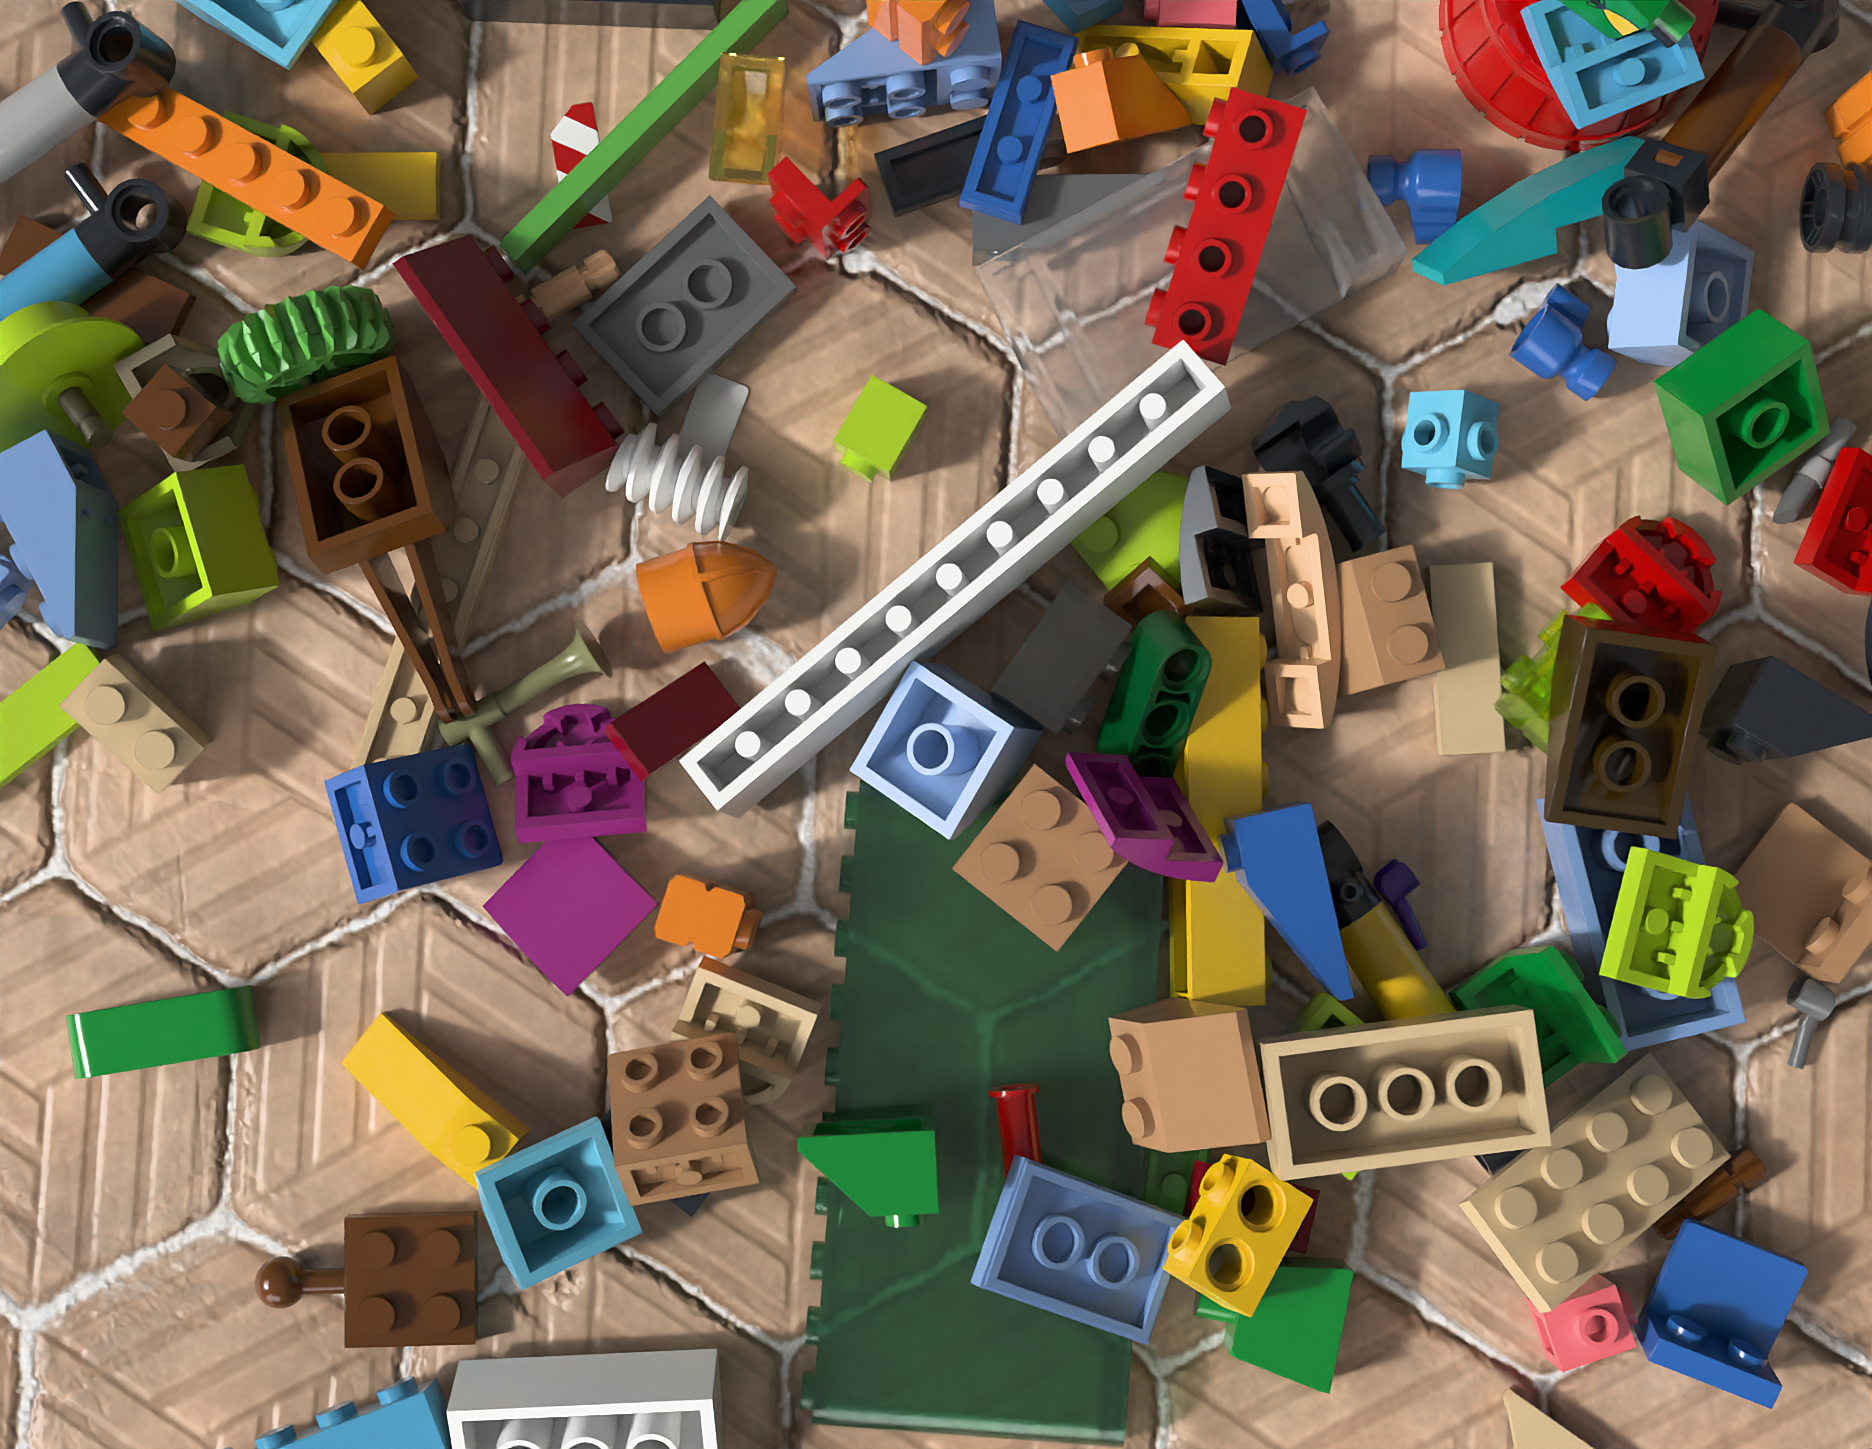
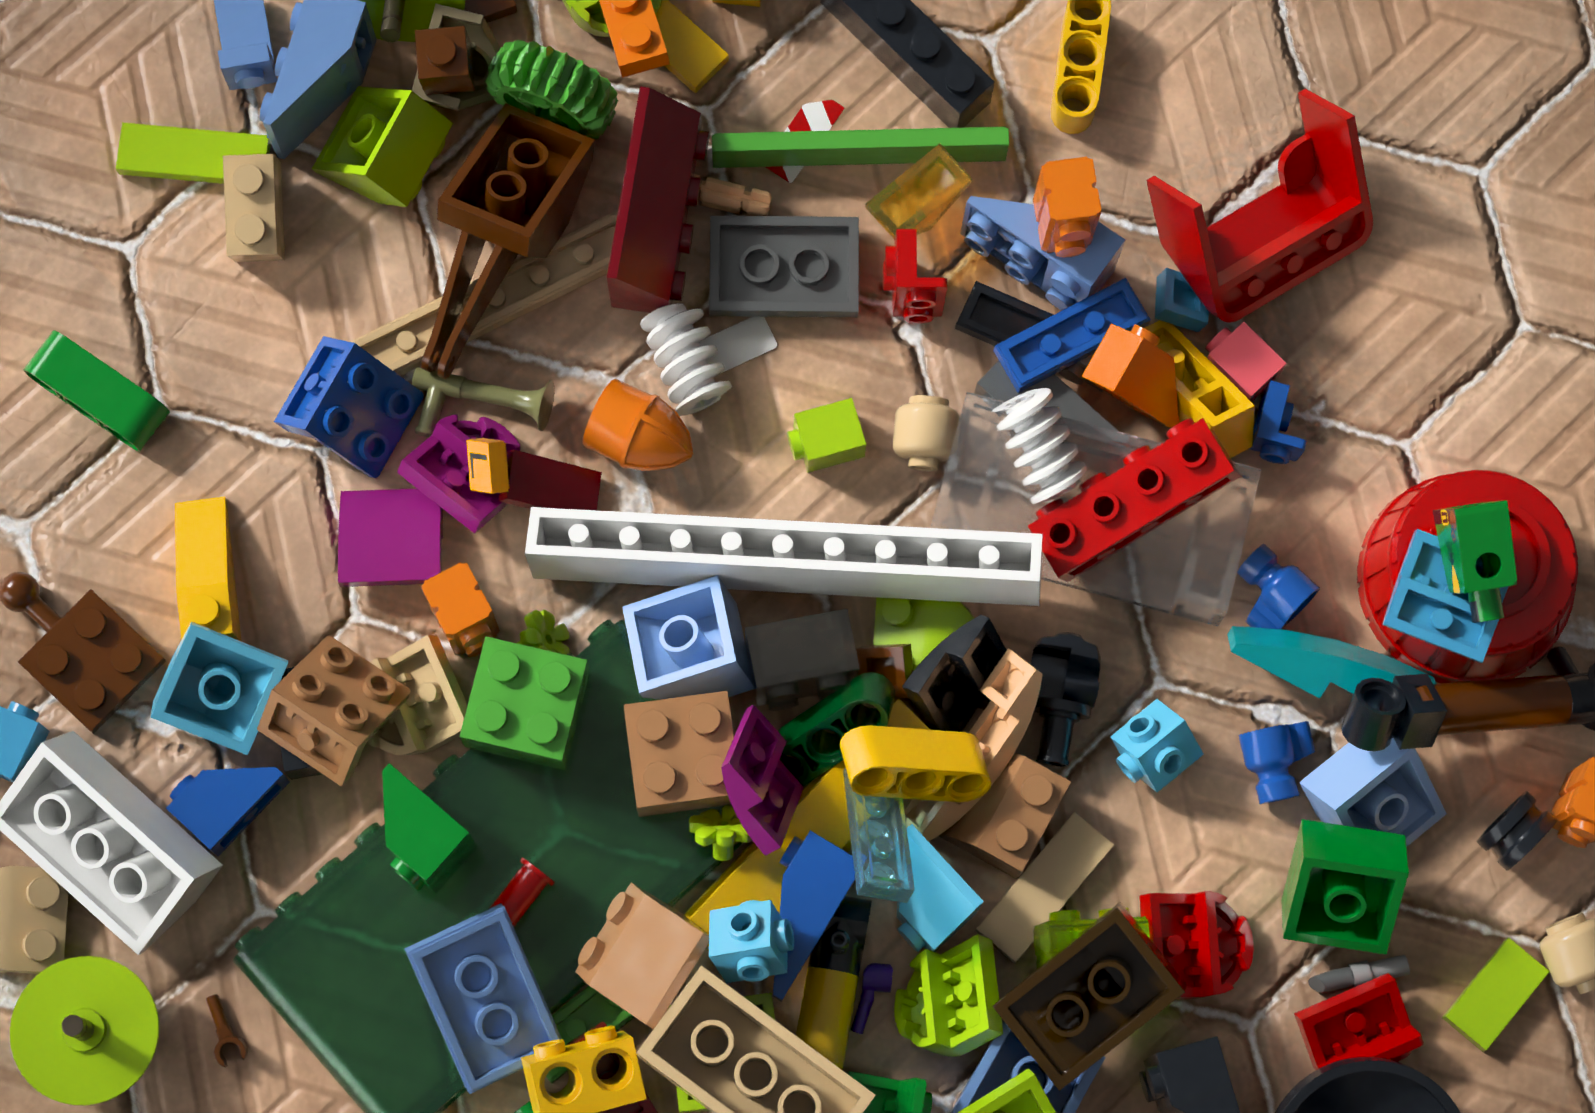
camera: 40 degrees right, 10 degrees down
(601, 760) = (487, 465): none -> light orange tile
(660, 1296) = (224, 802): none -> blue slope
(805, 867) = (543, 633): none -> lime plant
(855, 950) = (525, 703): none -> bright green brick
(966, 341) = (925, 431): none -> tan head
(1096, 250) = (1041, 444): none -> white piece
(1142, 896) = (719, 830): none -> lime plant
(1264, 665) = (915, 764): none -> yellow beam
(1282, 977) = (749, 941): none -> medium azure brick
(1296, 761) = (879, 846): none -> clear light blue plate
(1380, 768) = (940, 898): none -> medium azure slope
(1487, 843) = (951, 999): none -> lime slope

